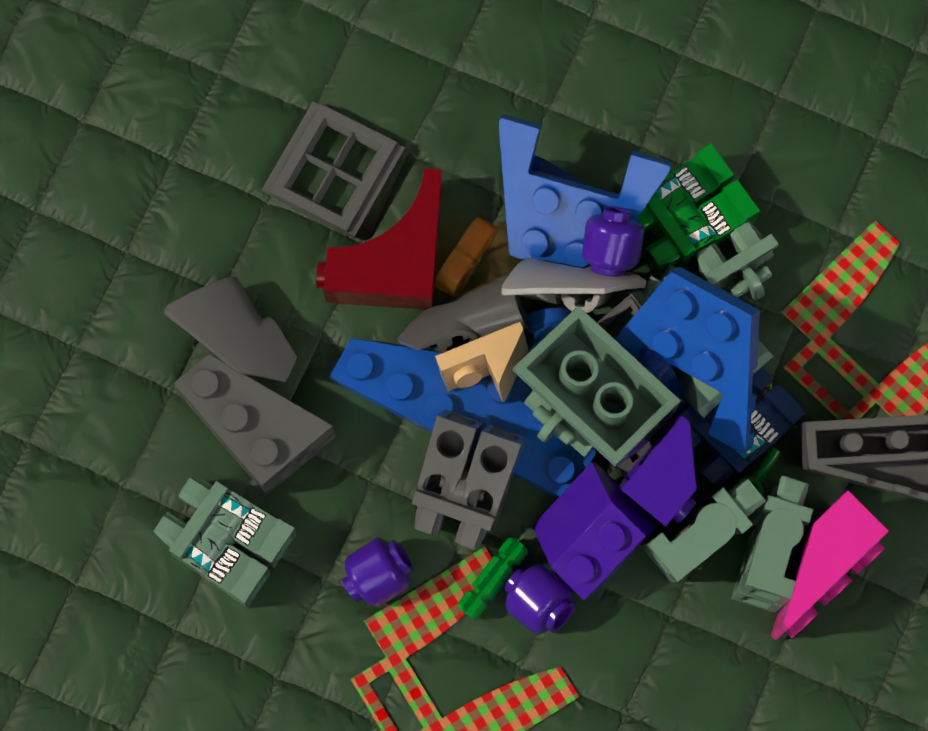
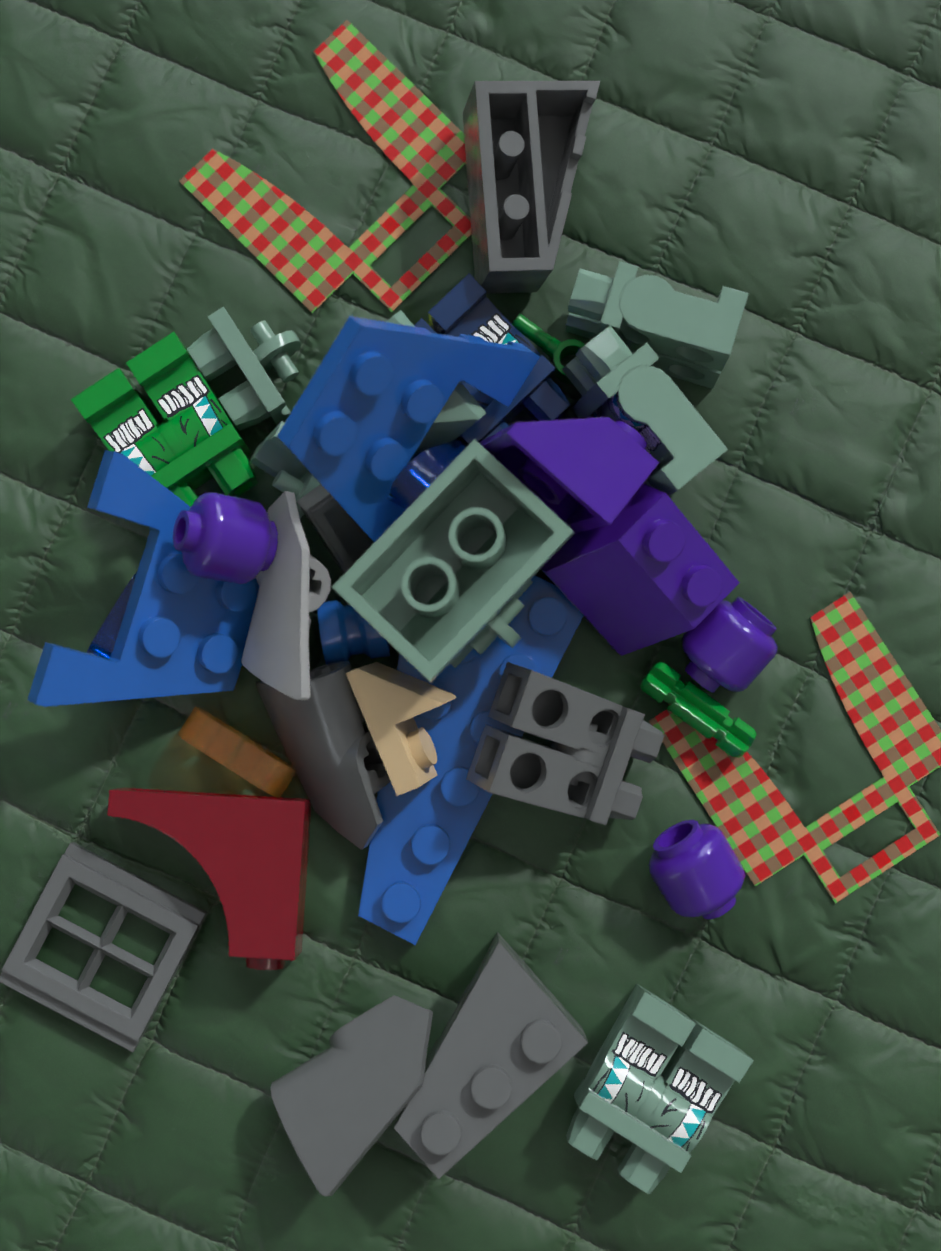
camera: 90 degrees left, 10 degrees up
(837, 542) = (671, 236): dark pink slope -> none

